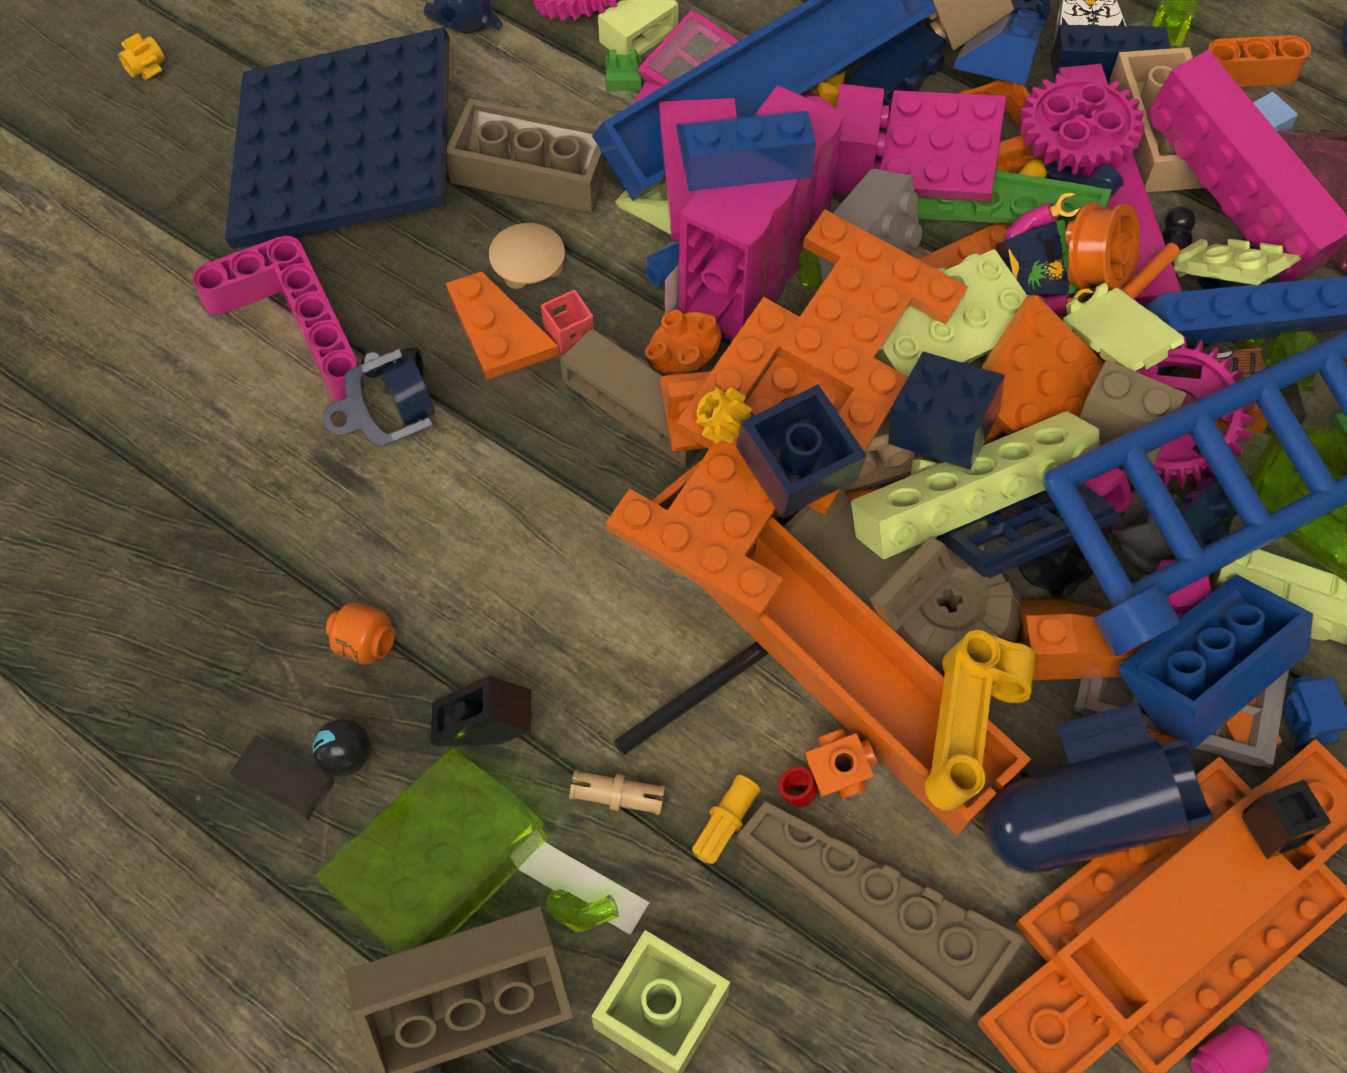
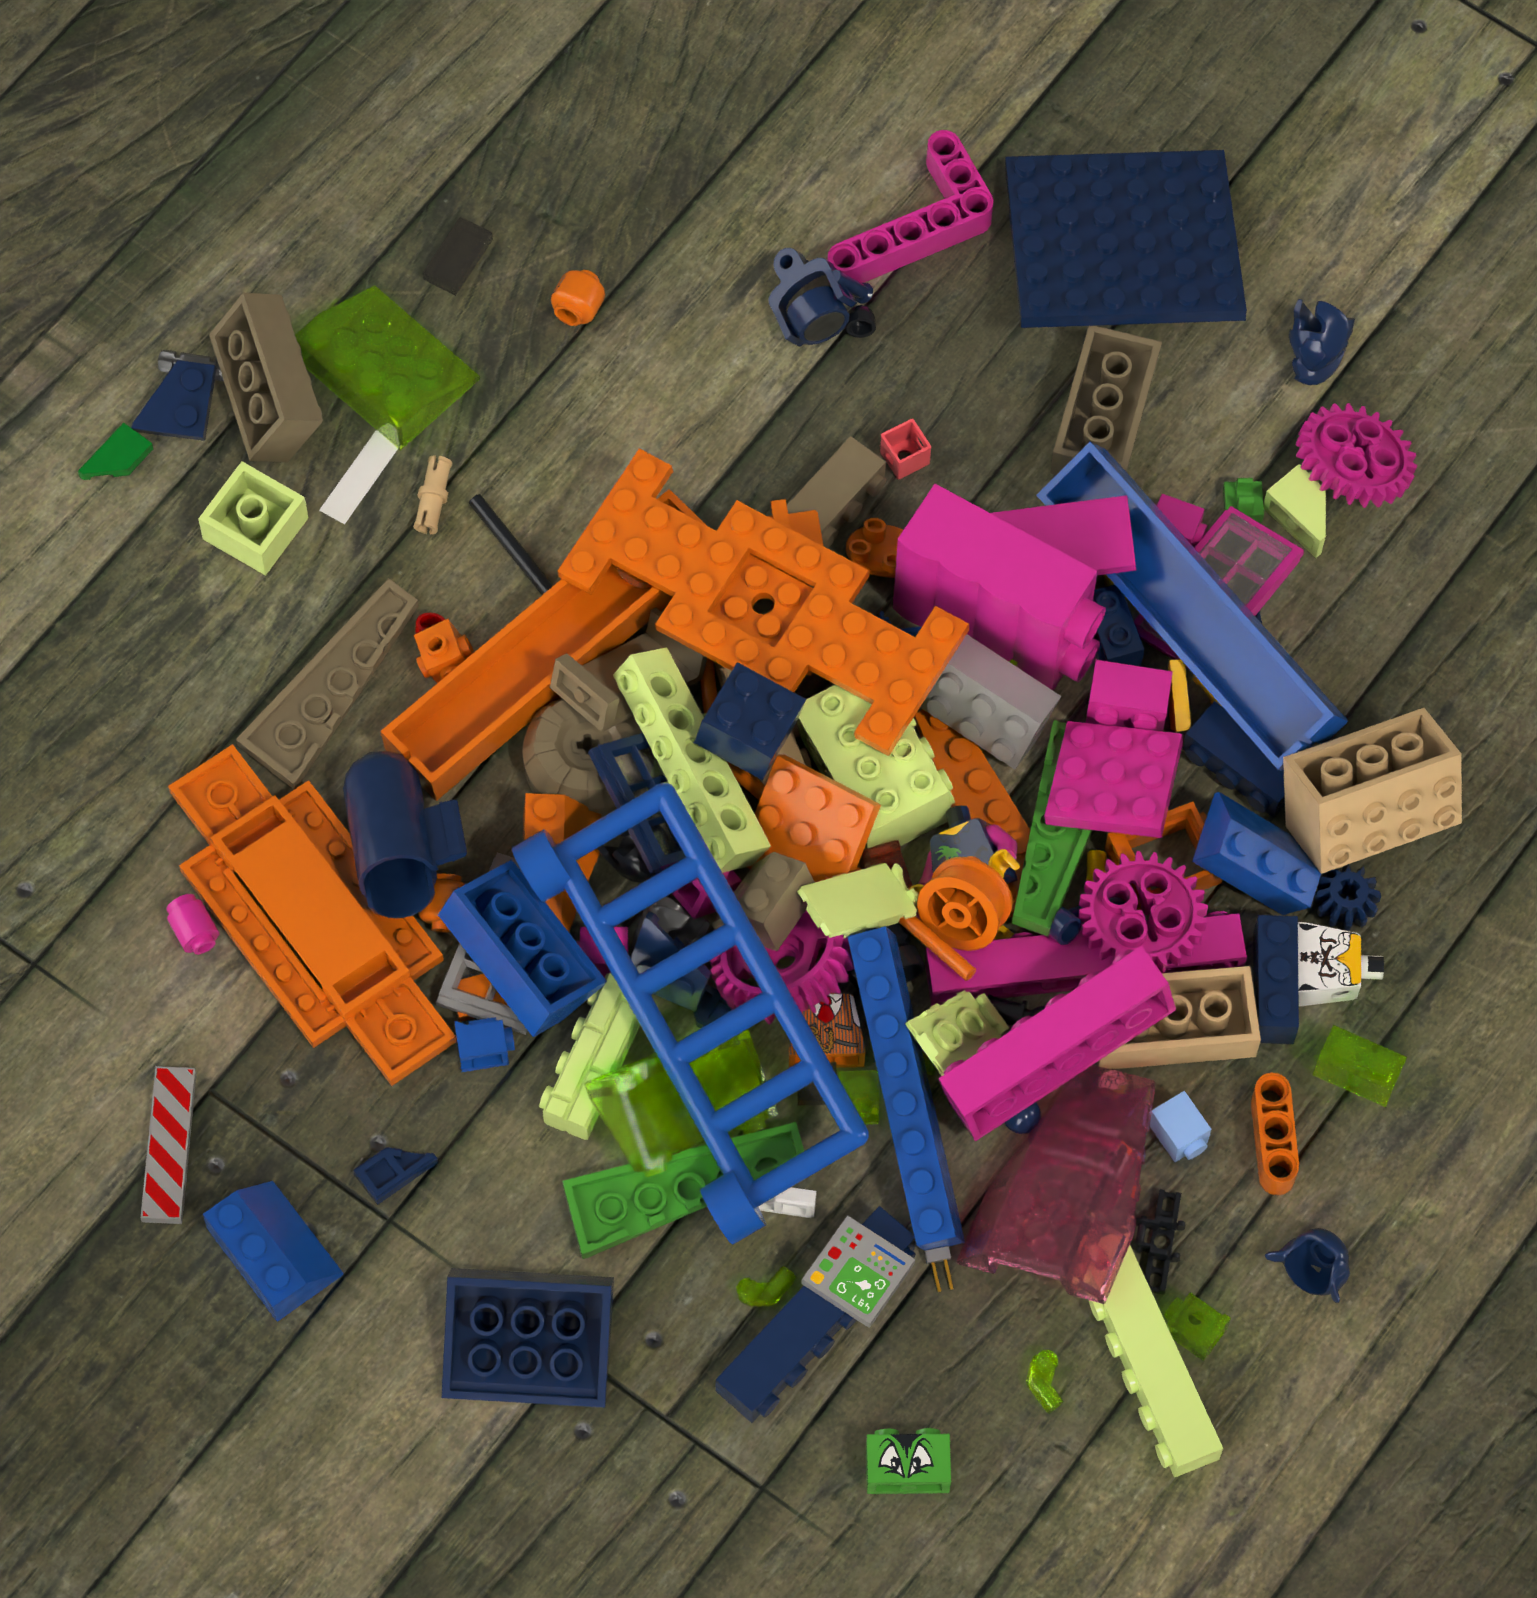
camera: 90 degrees right, 5 degrees up
(141, 56) = (1235, 57): yellow gear -> none
(341, 747) = (474, 291): black piece -> none
(482, 714) = (502, 394): black slope -> none
(497, 328) = (909, 389): orange wing -> none
(527, 254) = (995, 416): tan dish -> none
(579, 914) = (335, 468): clear neon green arm -> none
(722, 414) = (724, 523): yellow gear -> none
(725, 819) = (407, 575): yellow axle -> none
(747, 149) = (1007, 530): blue slope -> none
(800, 450) = (686, 581): dark blue brick -> none
(973, 672) = (476, 728): yellow piece -> none
(1285, 819) = (364, 959): black brick -> none

